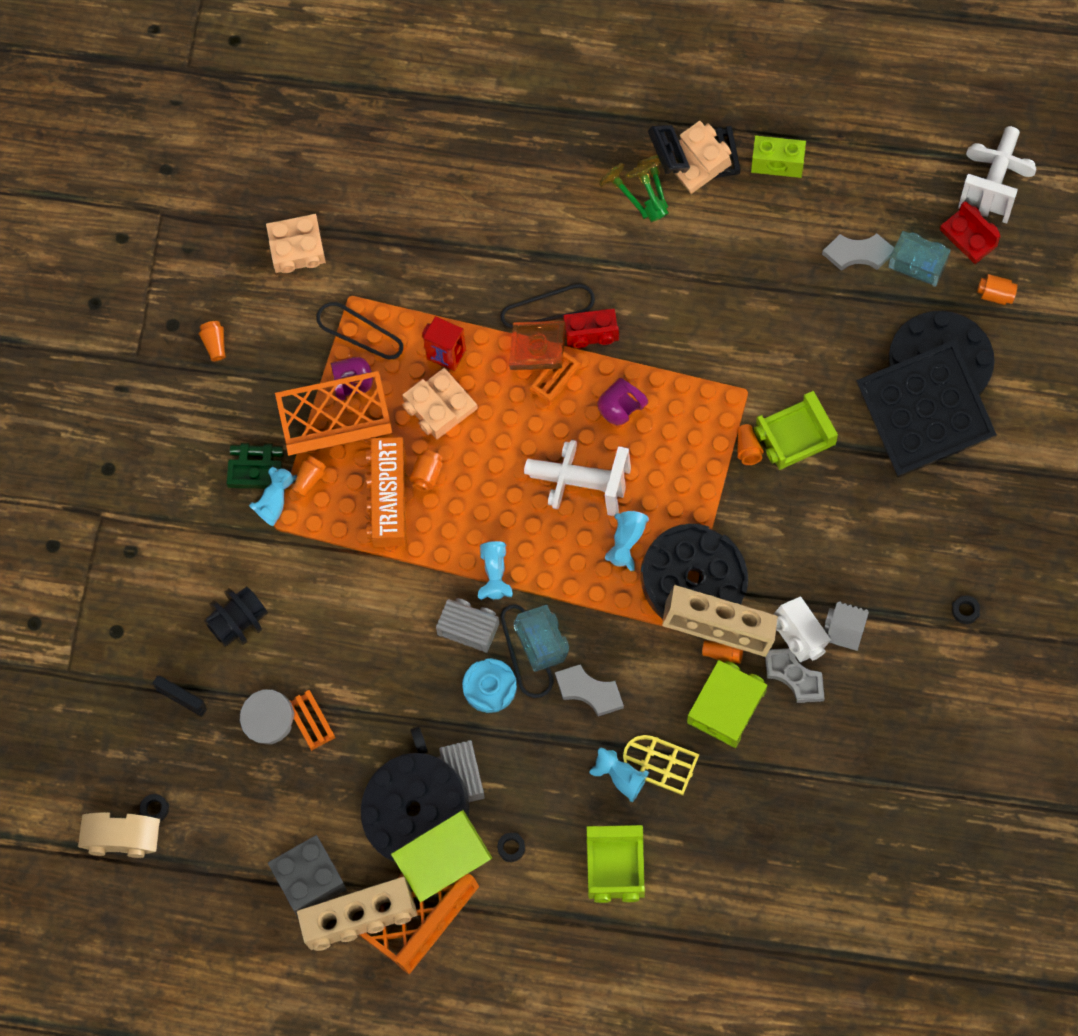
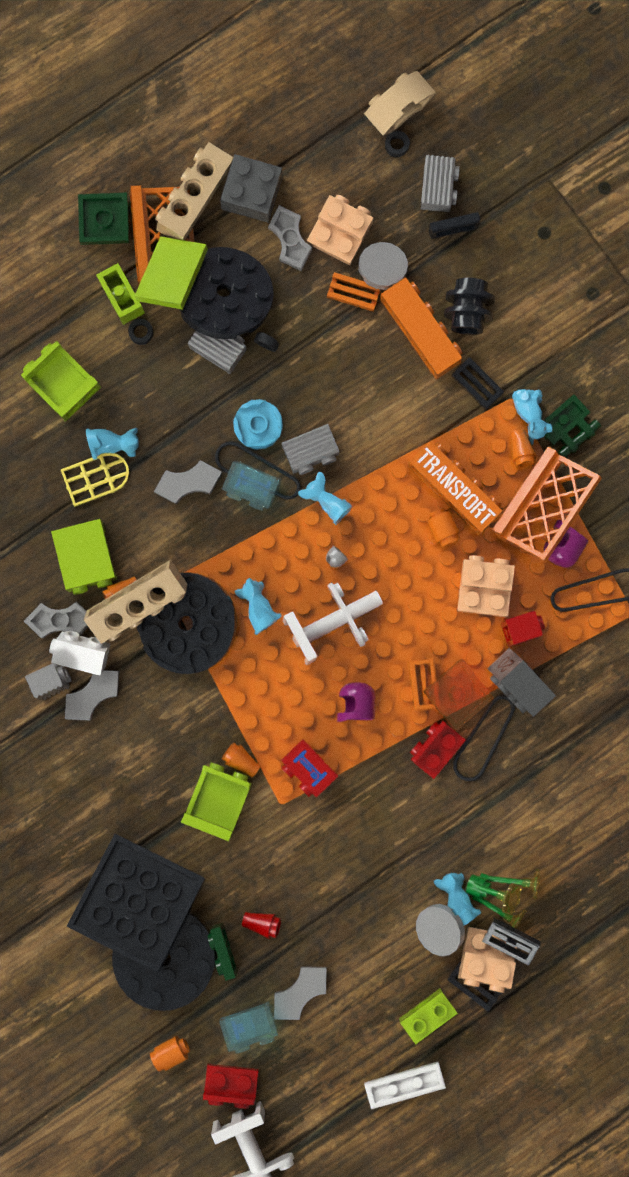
camera: 135 degrees right, 15 degrees up
(157, 740) = (438, 183): none -> light grey brick
(269, 779) = (340, 229): none -> light nougat plate
(288, 583) = (492, 398): none -> black tile
(288, 639) = (421, 328): none -> orange brick
(322, 799) = (286, 227): none -> light grey tile
(451, 968) = (103, 218): none -> dark green plate
(484, 309) = (520, 683): none -> dark grey brick
(499, 885) = (120, 294): none -> lime brick
(528, 523) = (335, 557): none -> light grey hinge
(683, 205) = (457, 897): none -> medium azure animal
(702, 389) = (308, 768): none -> red brick
(713, 202) = (440, 930): none -> light grey tile
(822, 594) = (83, 703): none -> light grey tile
(840, 131) = (404, 1085): none -> white tile
(842, 318) = (263, 924): none -> red cone
(891, 317) = (225, 962): none -> dark green plate

